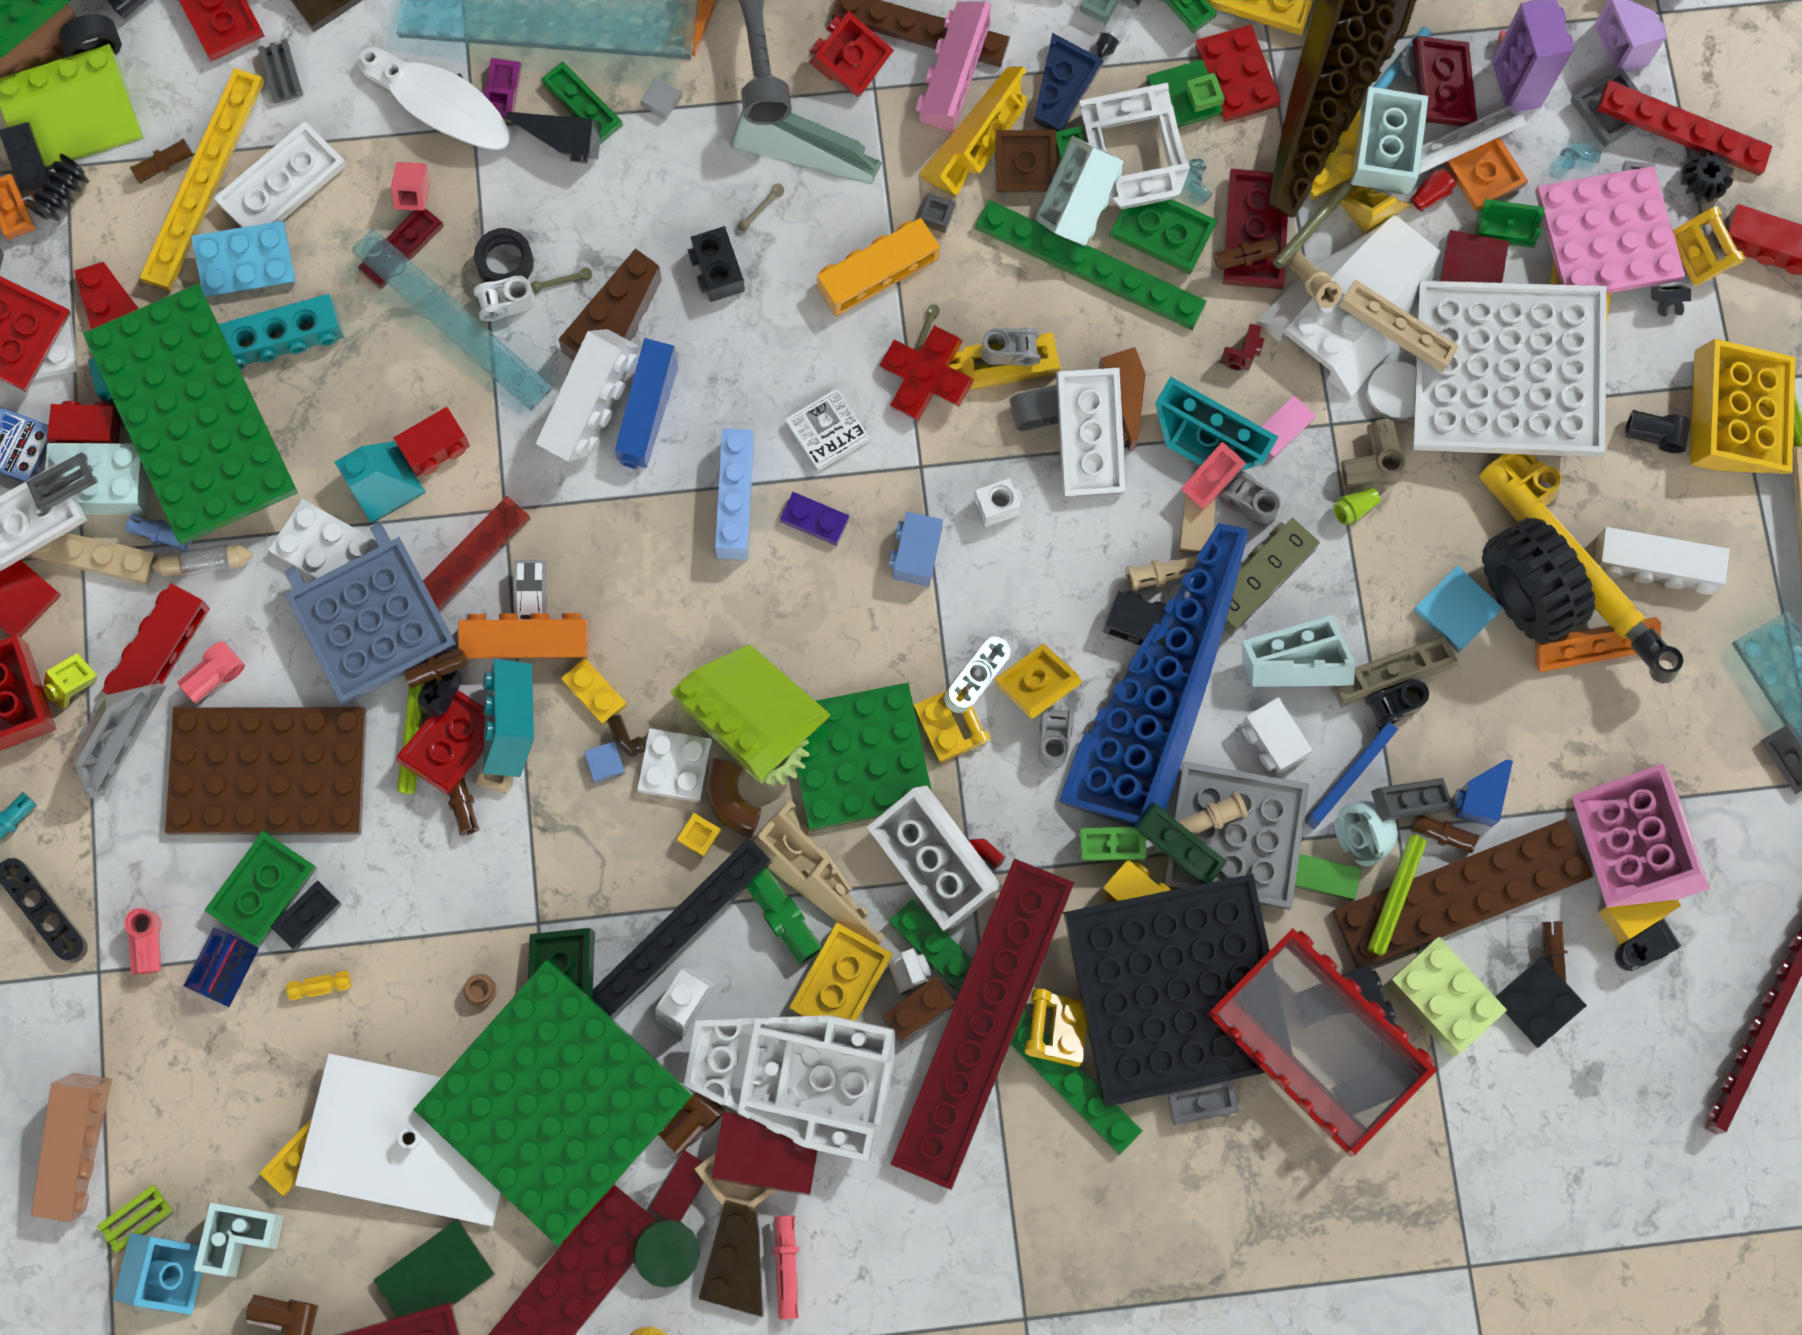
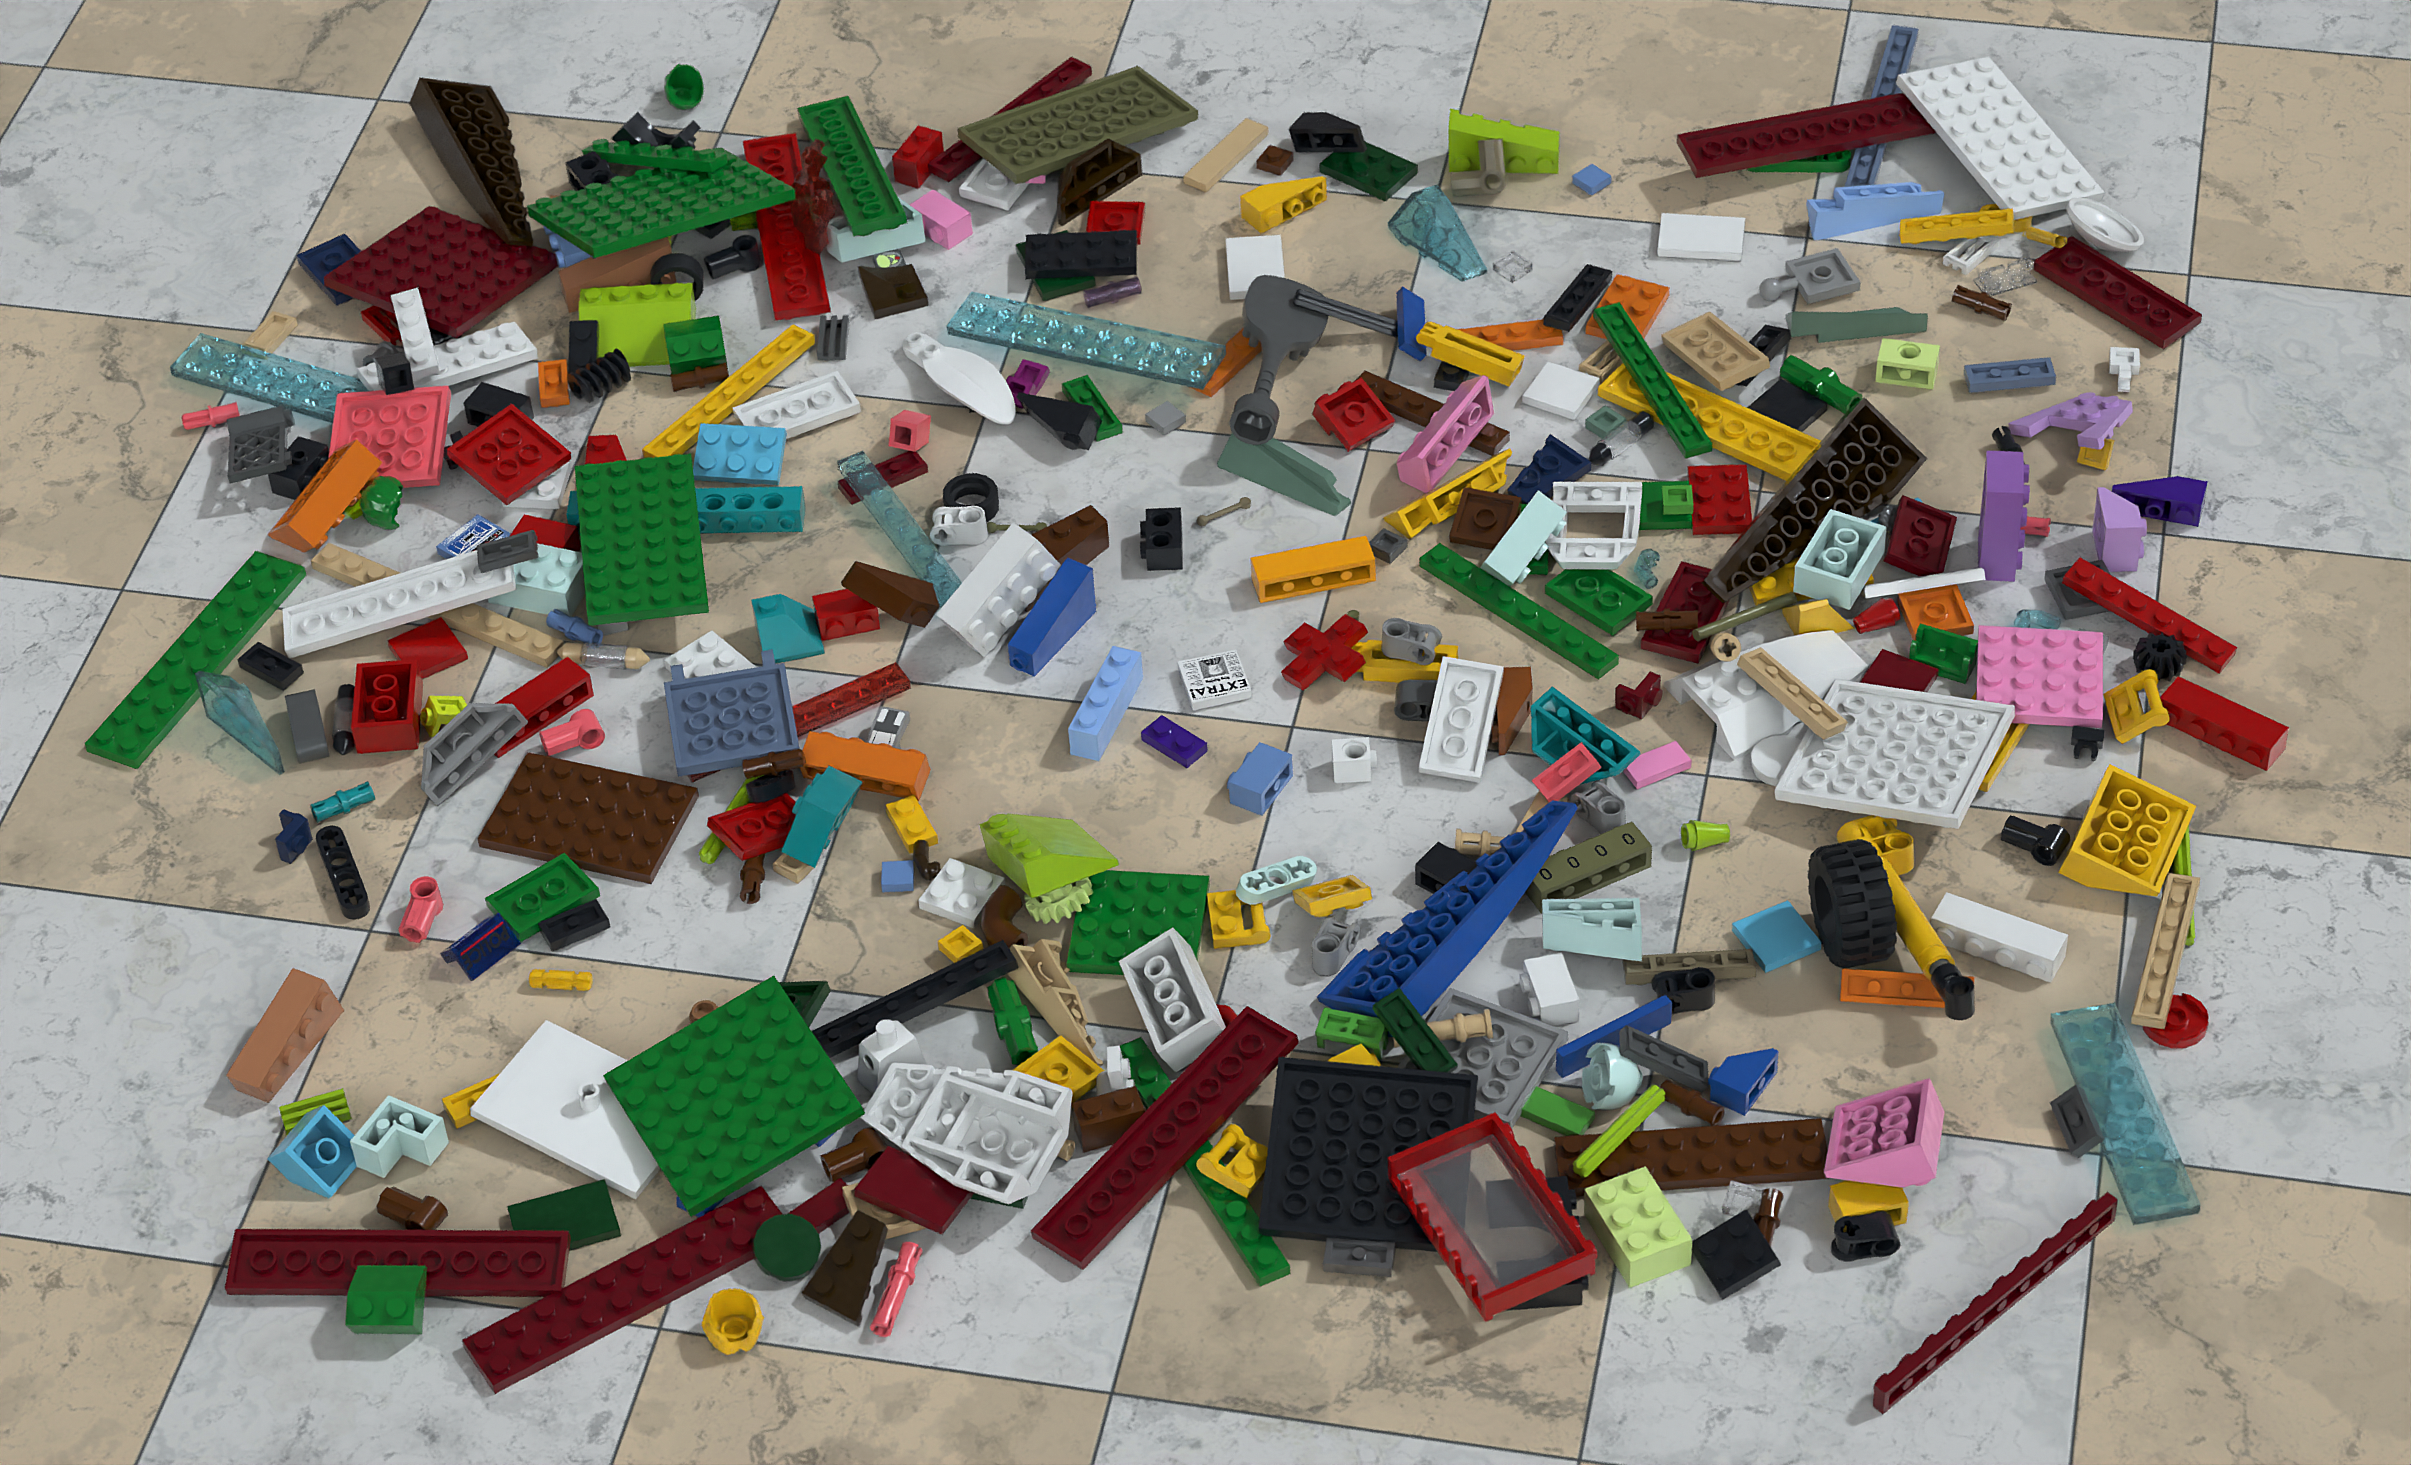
camera: 25 degrees right, 30 degrees down
(141, 121) = (694, 344): none -> green slope
(479, 416) = (894, 593): none -> reddish brown slope
(1370, 469) = (1743, 809): dark tan piece -> none

